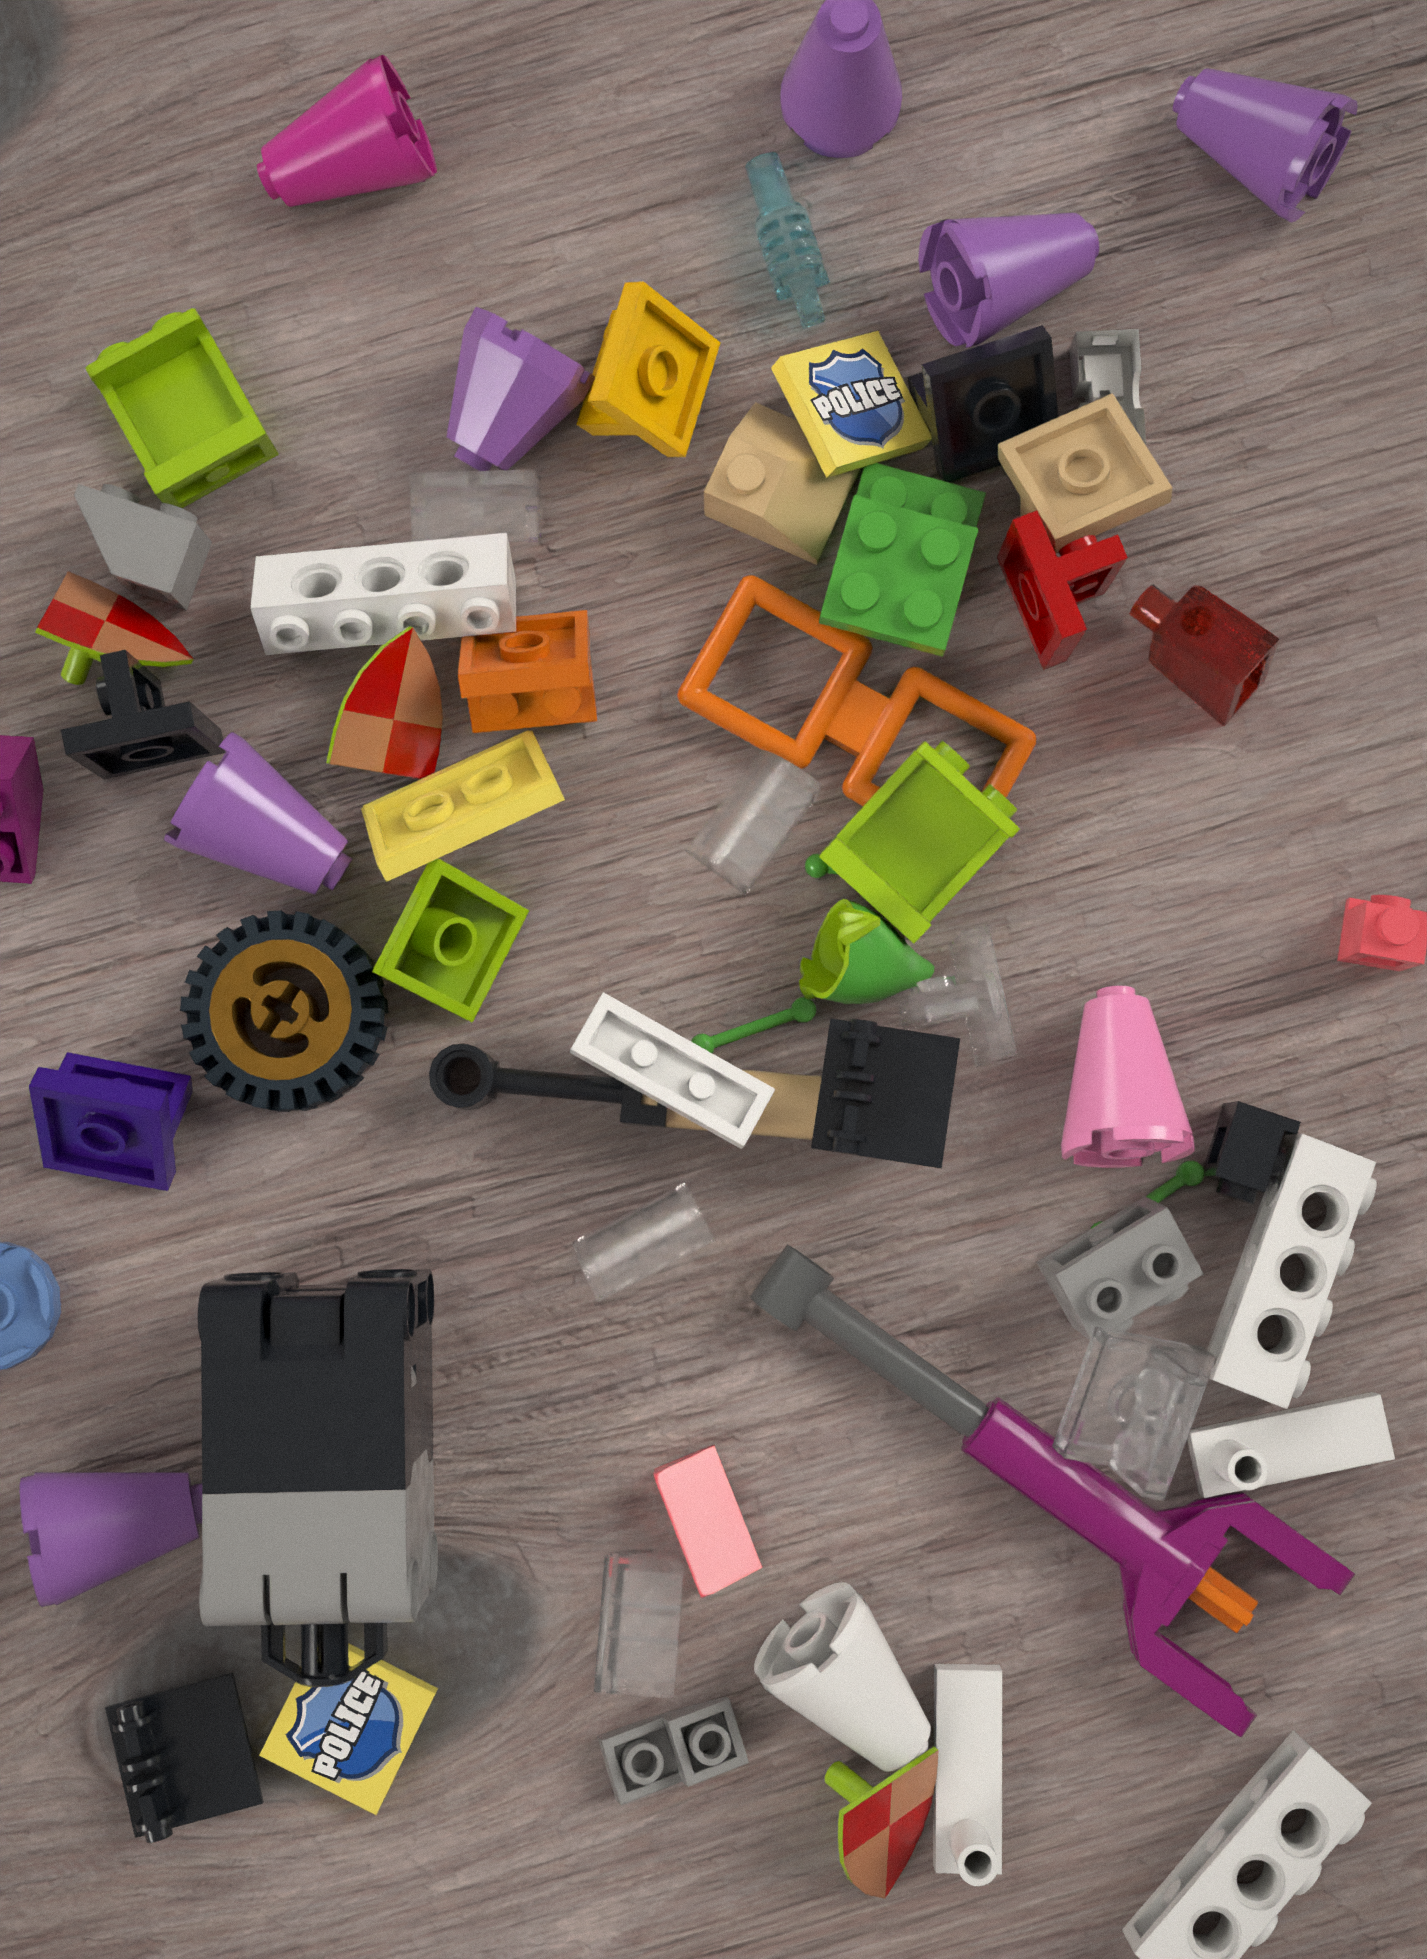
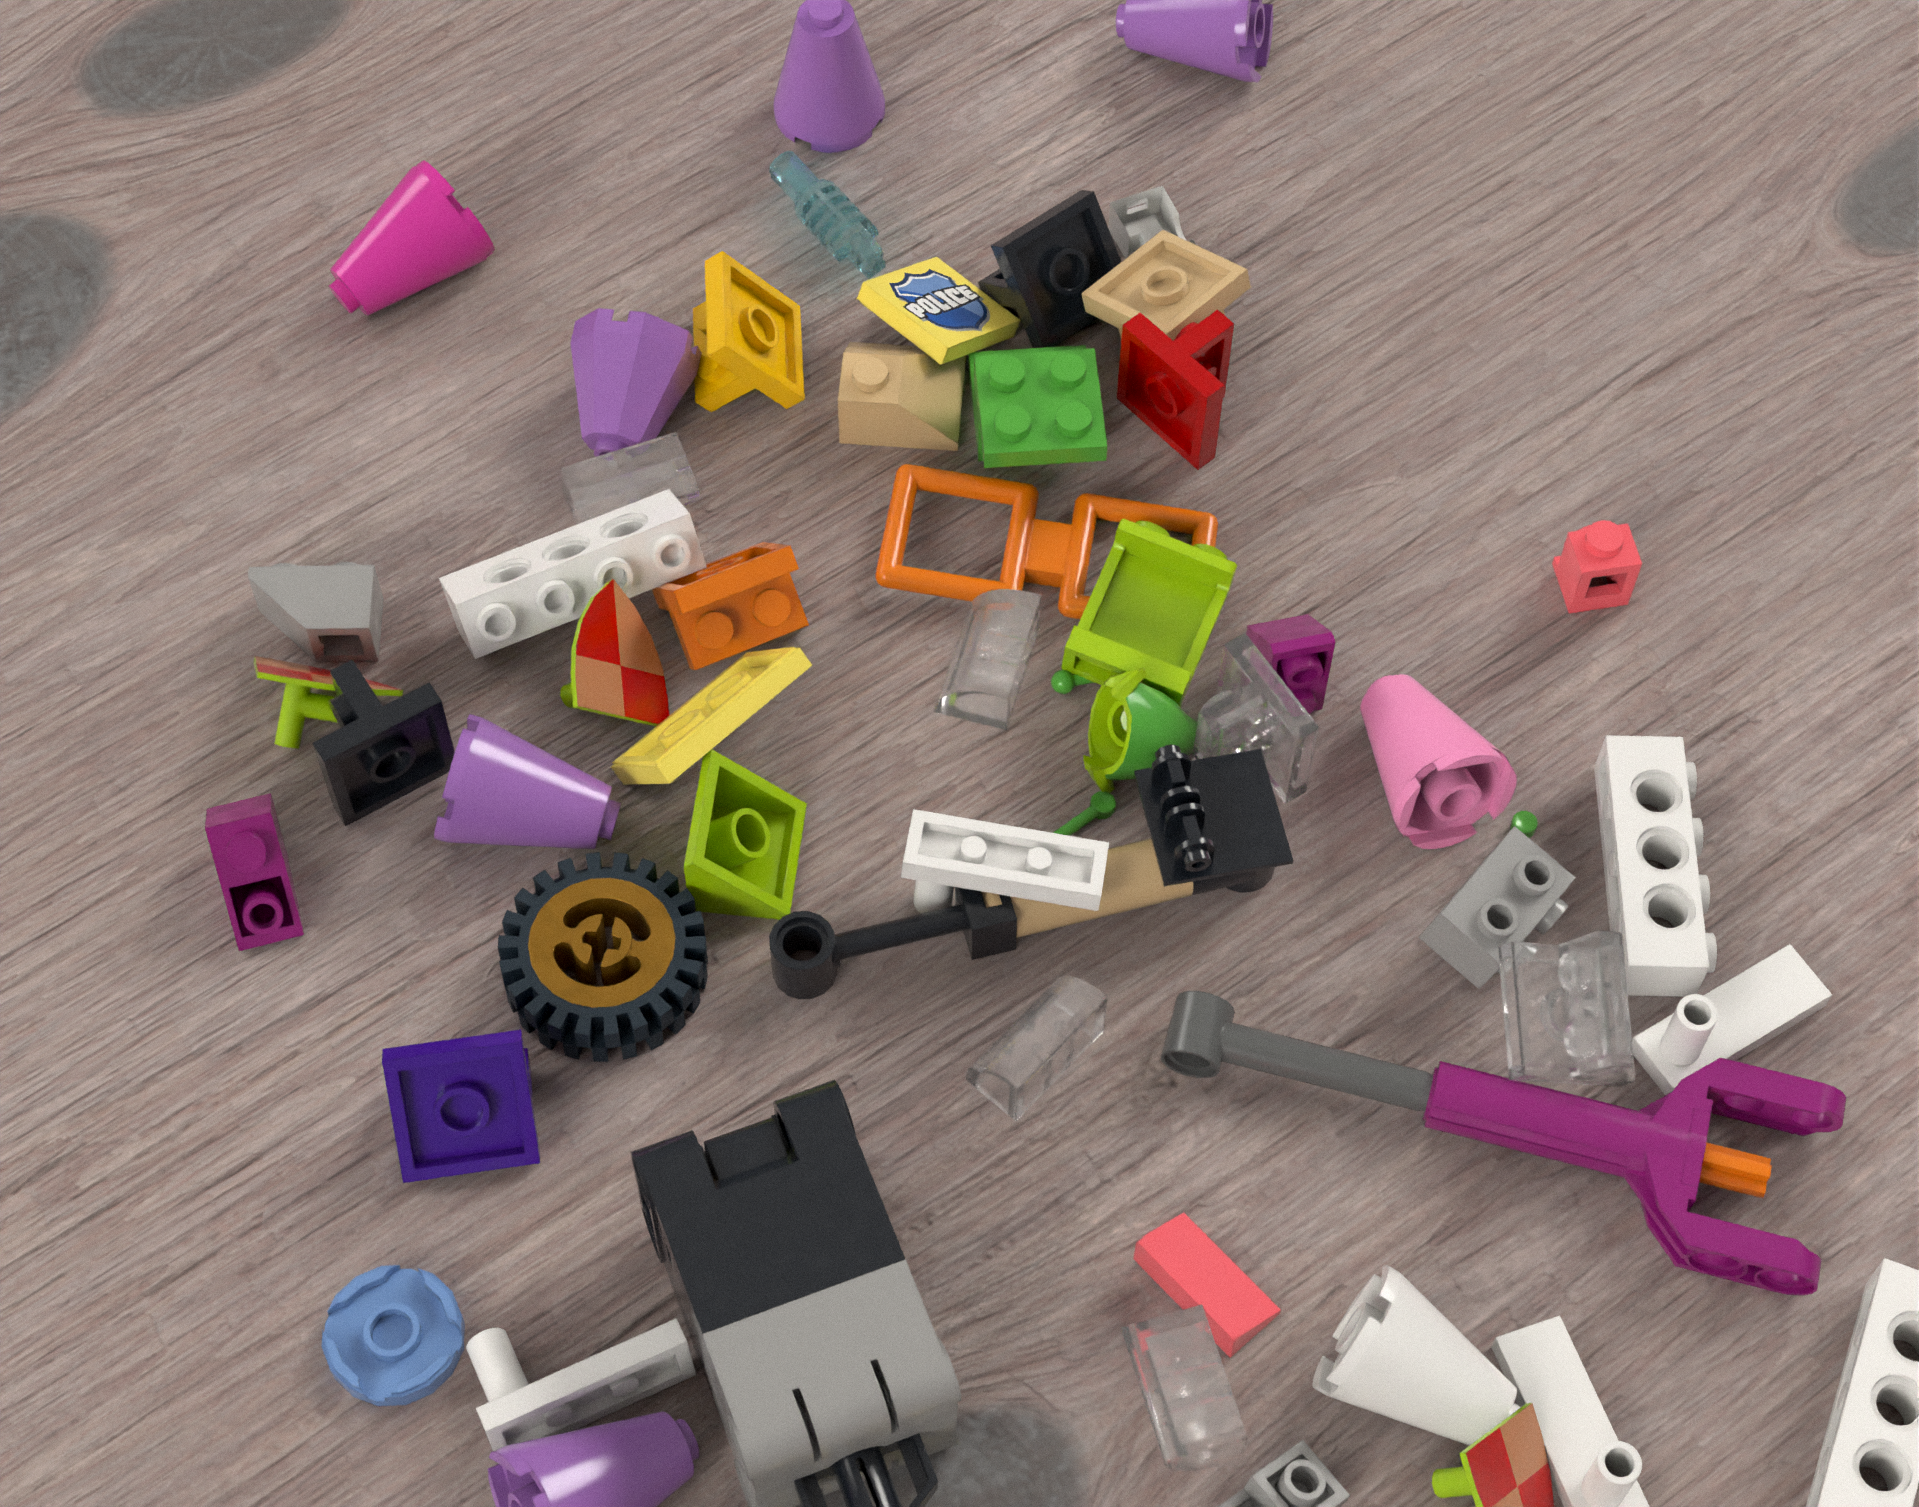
camera: 25 degrees left, 25 degrees down
(70, 1419) = (578, 1392): none -> white piece
(181, 409) = (321, 493): lime panel -> none
(1001, 269) = (1020, 174): medium lavender cone -> none
(1034, 937) = (1299, 653): none -> magenta slope
(1206, 648) = (1335, 395): clear red torso -> none
(1247, 1150) = (1564, 776): black brick -> none

